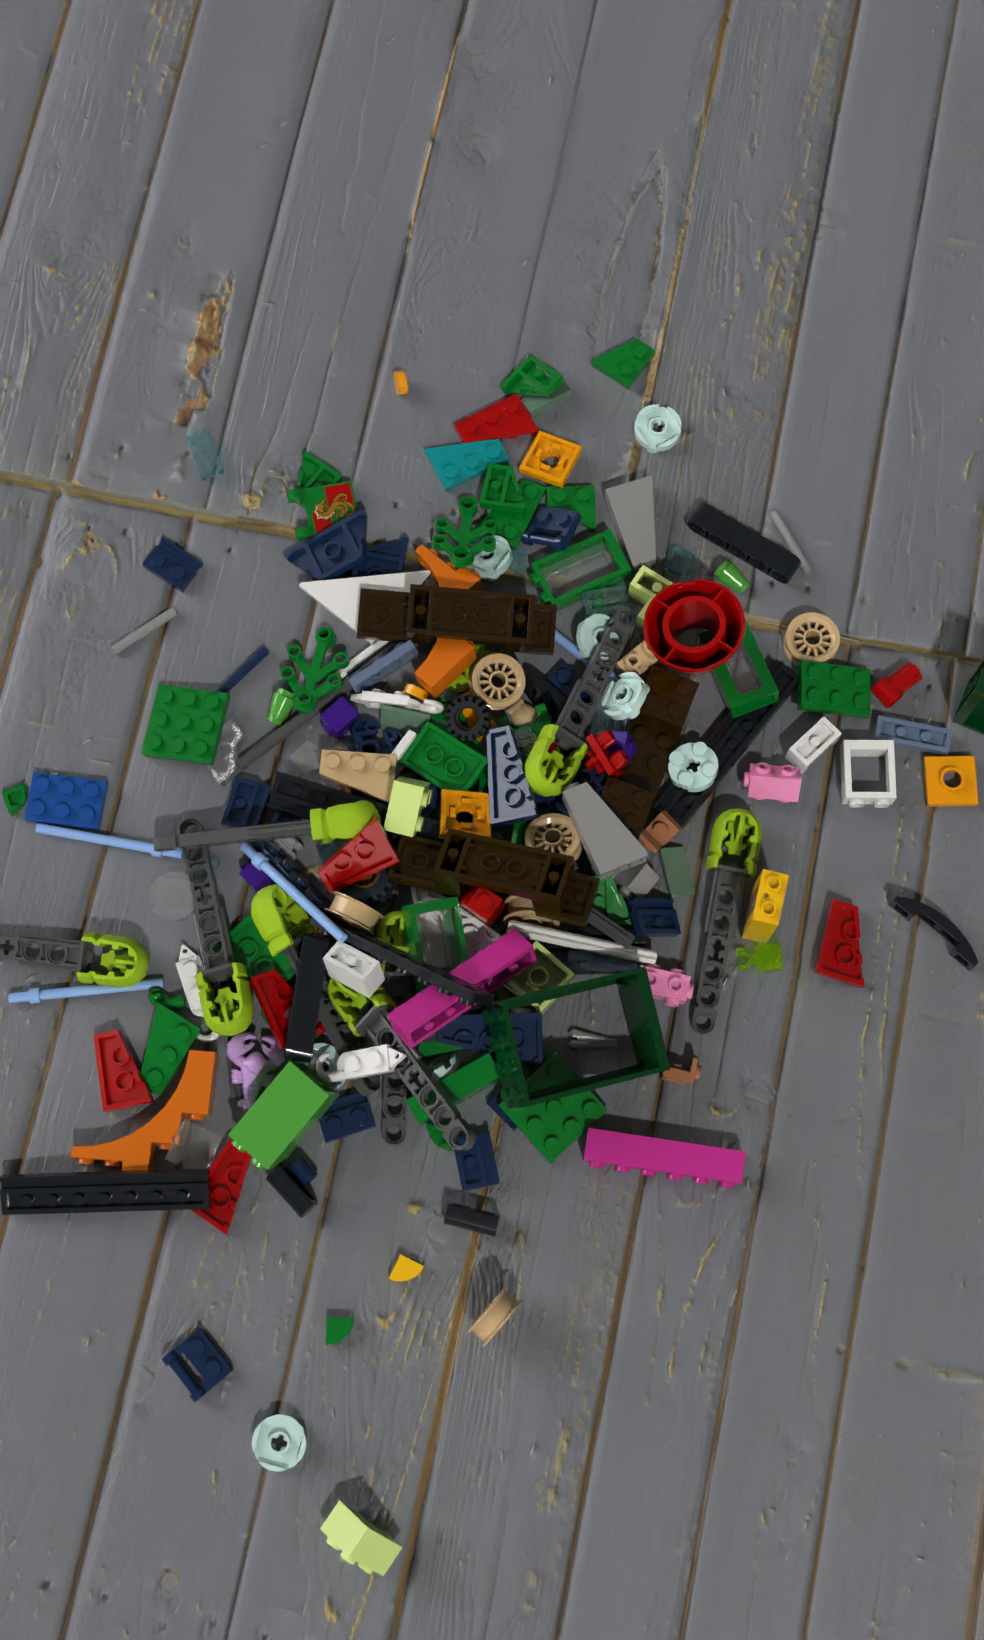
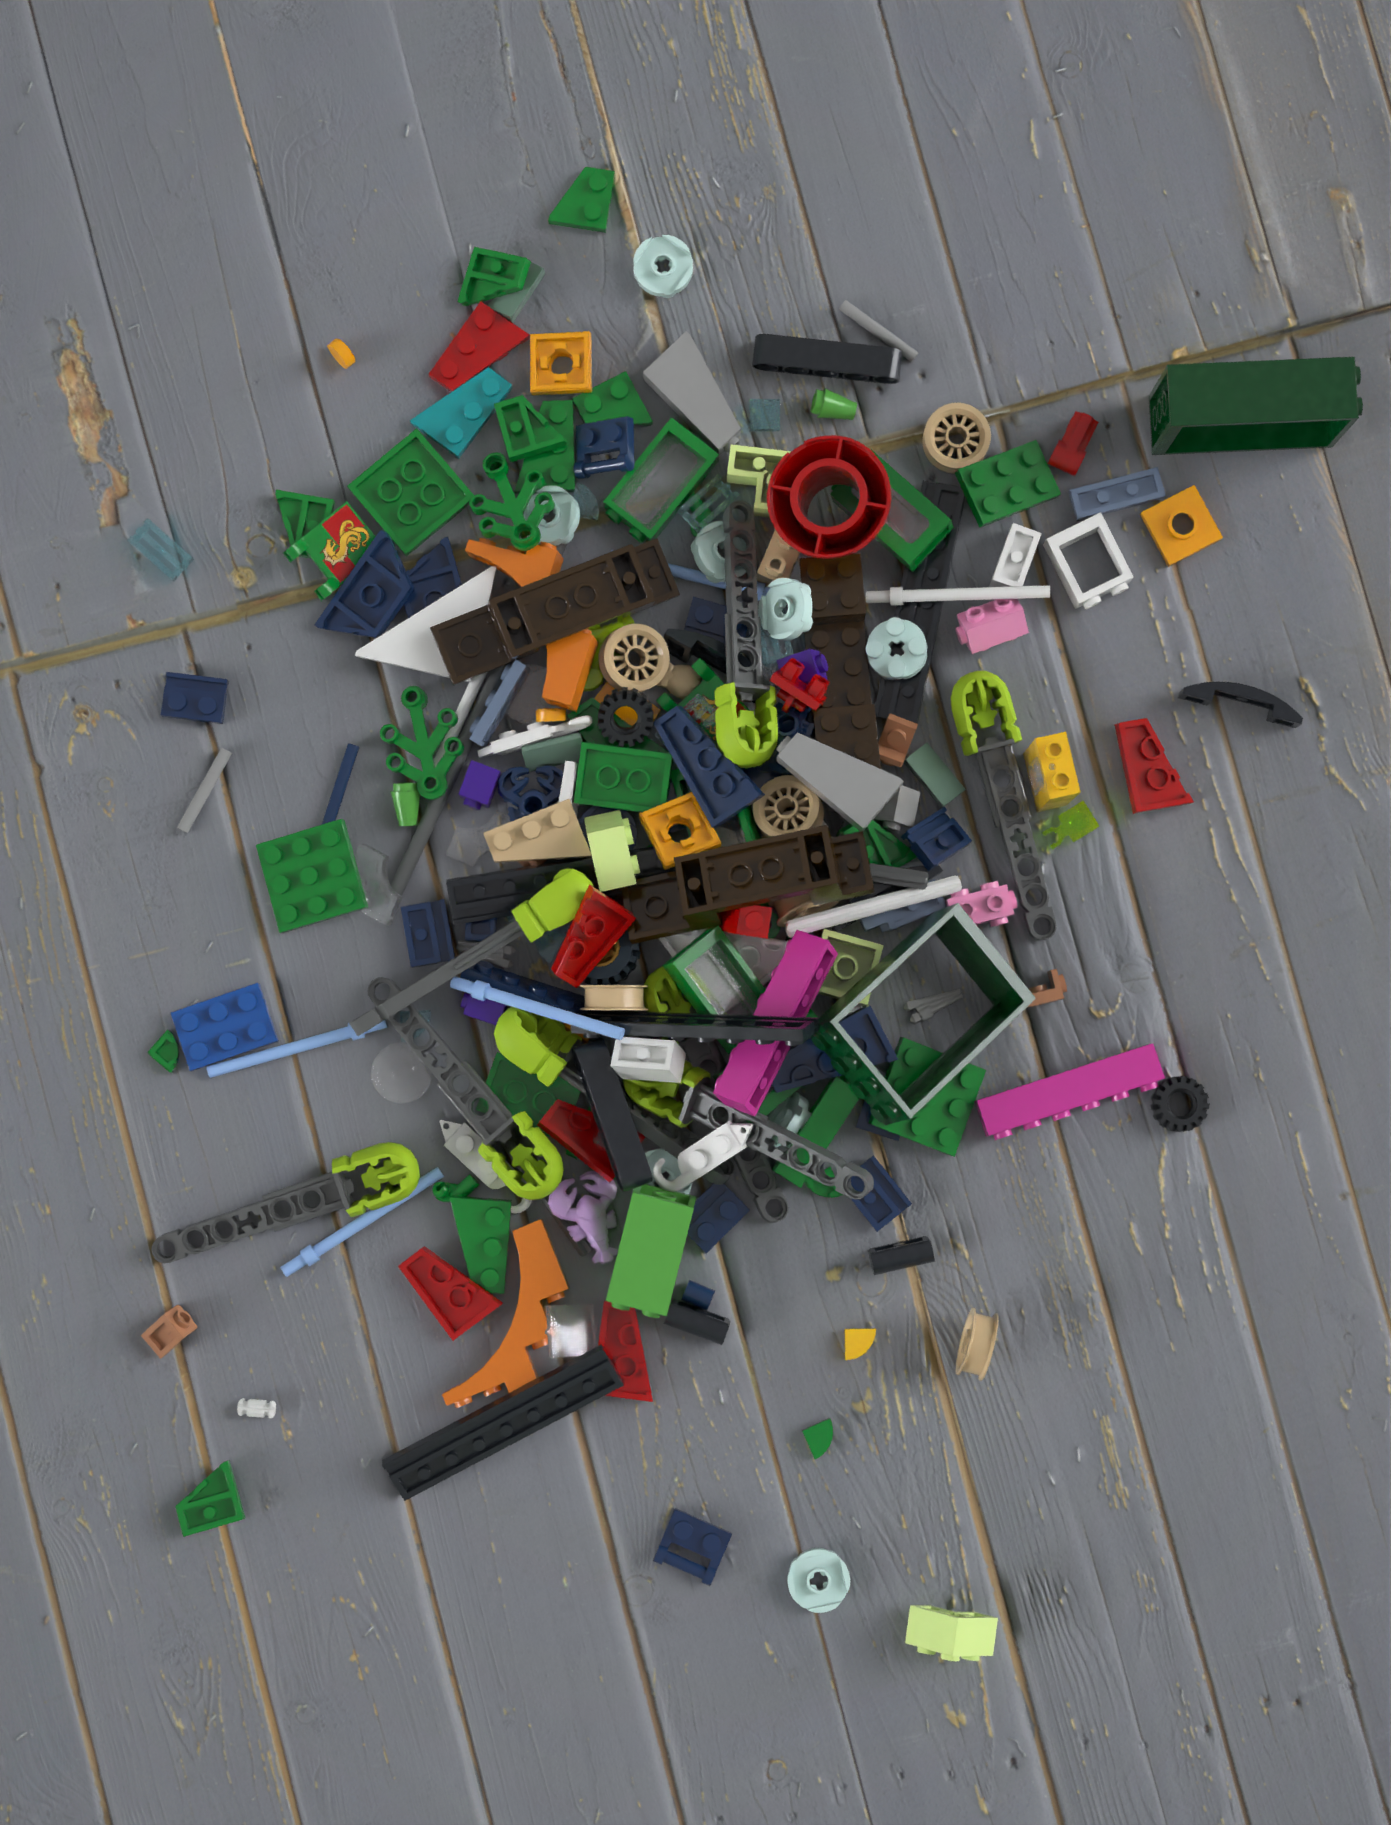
camera: 30 degrees left, 10 degrees up
(399, 497) = (411, 492): none -> green plate
(712, 729) = (897, 595): none -> white bar
(728, 1210) = (1198, 1104): none -> black tyre

